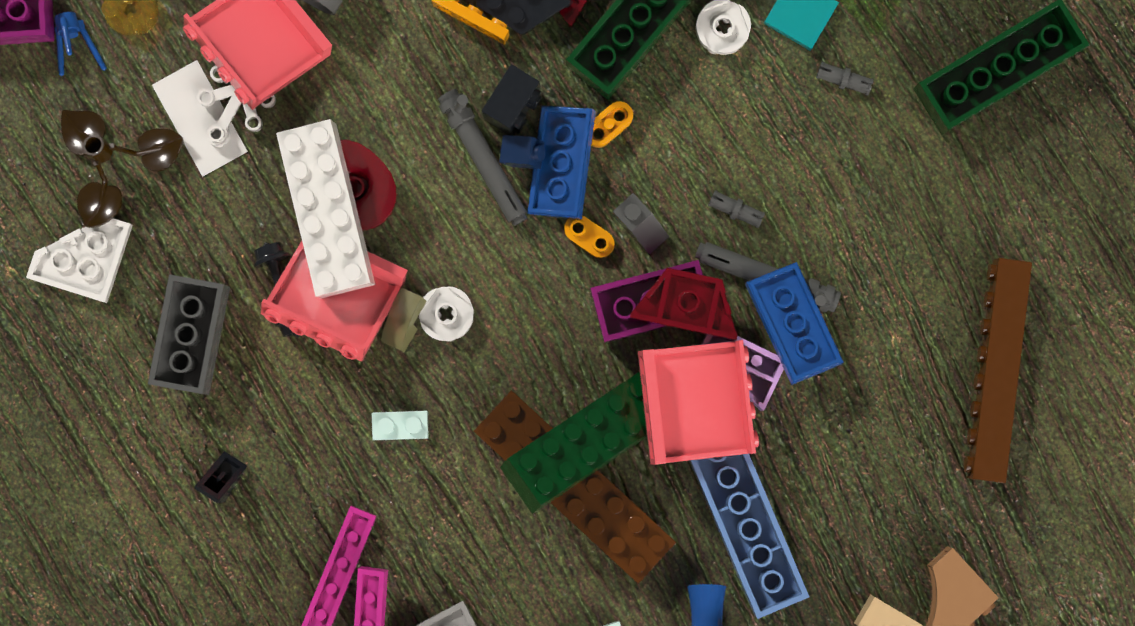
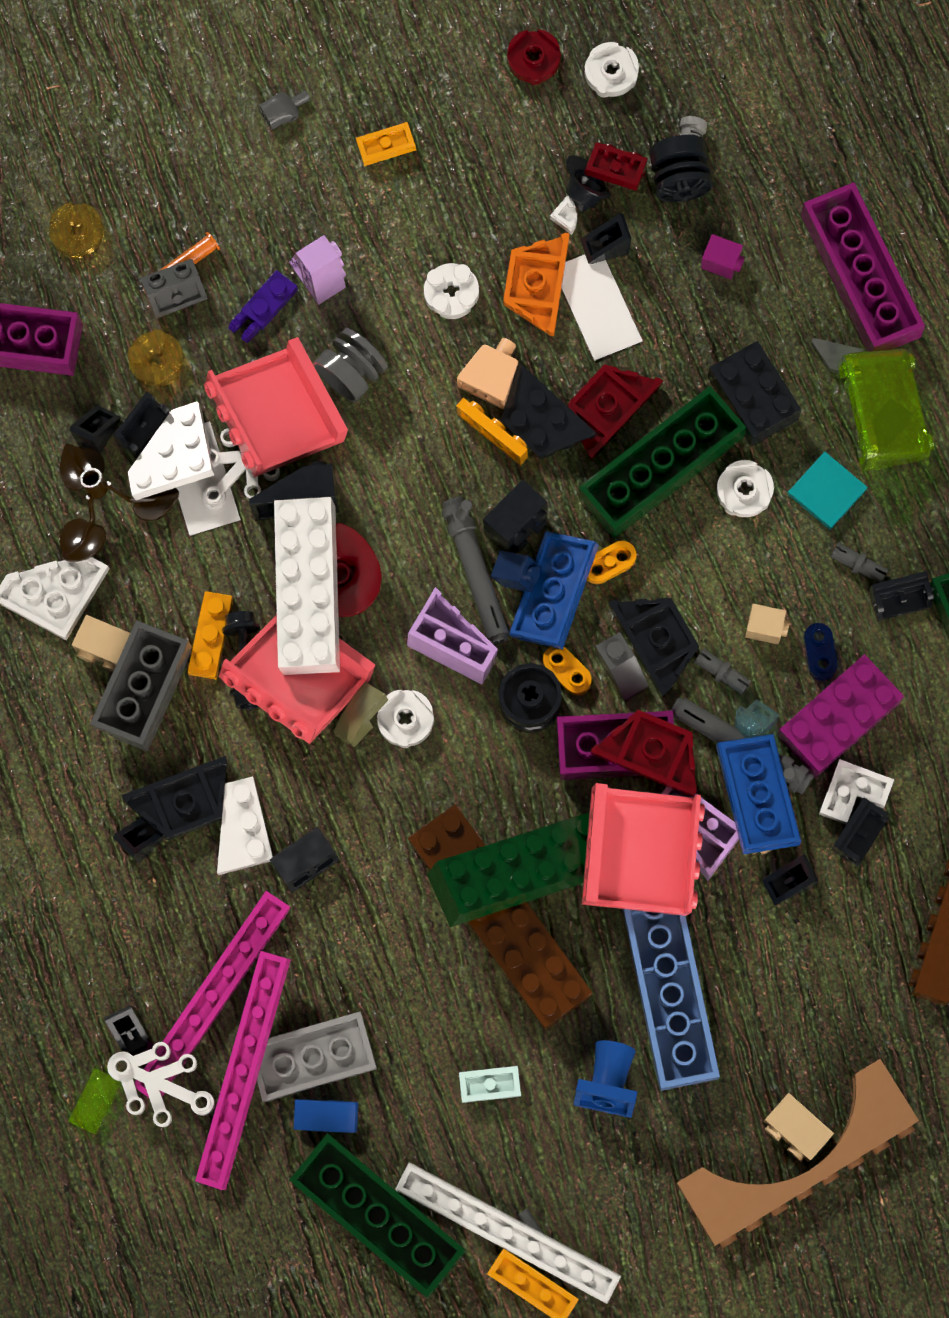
camera: 15 degrees right, 10 degrees down
(67, 28) = (89, 366): blue plant -> none
(87, 89) = (95, 428): none -> black slope
(133, 78) = (141, 424): none -> black hinge
(140, 299) = (100, 642): none -> tan brick
(169, 101) = (174, 455): none -> white plate
(242, 273) = (209, 637): none -> light orange plate
(253, 435) = (183, 800): none -> black wing
(304, 108) = (307, 482): none -> black slope
(315, 449) = (243, 828): none -> white wing
(379, 468) = (304, 859): none -> black hinge
(400, 425) = (335, 821): light aqua plate -> none
(474, 231) = (451, 640): none -> lavender wedge
(555, 256) = (530, 681): none -> black wheel
(668, 188) = (657, 637): none -> black wing
(769, 155) = (767, 624): none -> tan brick
(776, 250) = (755, 719): none -> clear light blue bracket
(823, 170) = (820, 650): none -> clear blue plate
(837, 396) = (790, 880): none -> black slope
(855, 230) = (840, 715): none -> magenta brick
(874, 293) = (852, 783): none -> white plate
(890, 102) = (901, 596): none -> black hinge
(892, 336) = (860, 832): none -> black hinge

